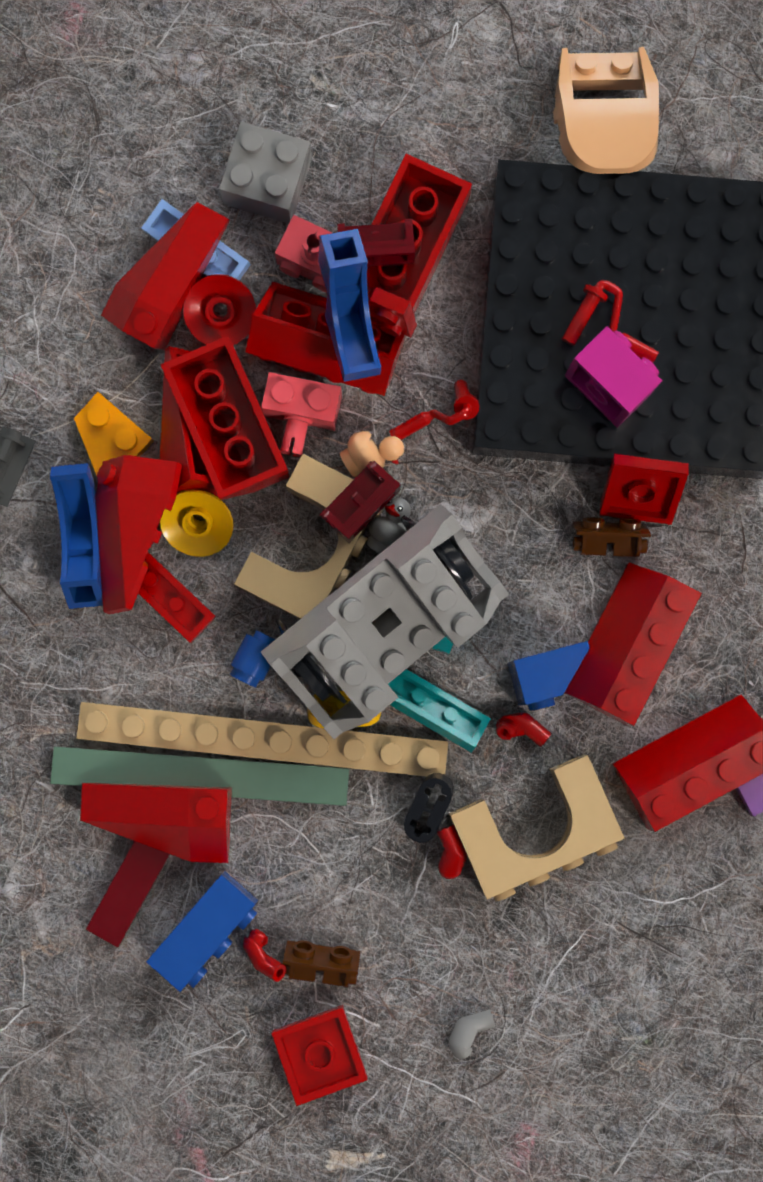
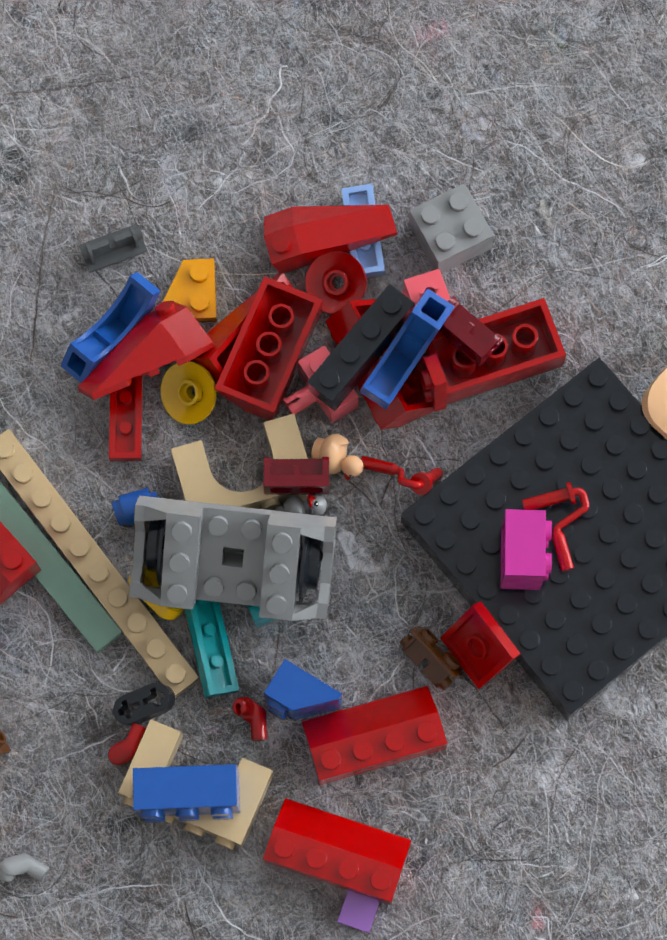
camera: 50 degrees right, 10 degrees down
(307, 341) = (361, 348): none -> black brick
(550, 847) = (186, 792): none -> blue brick

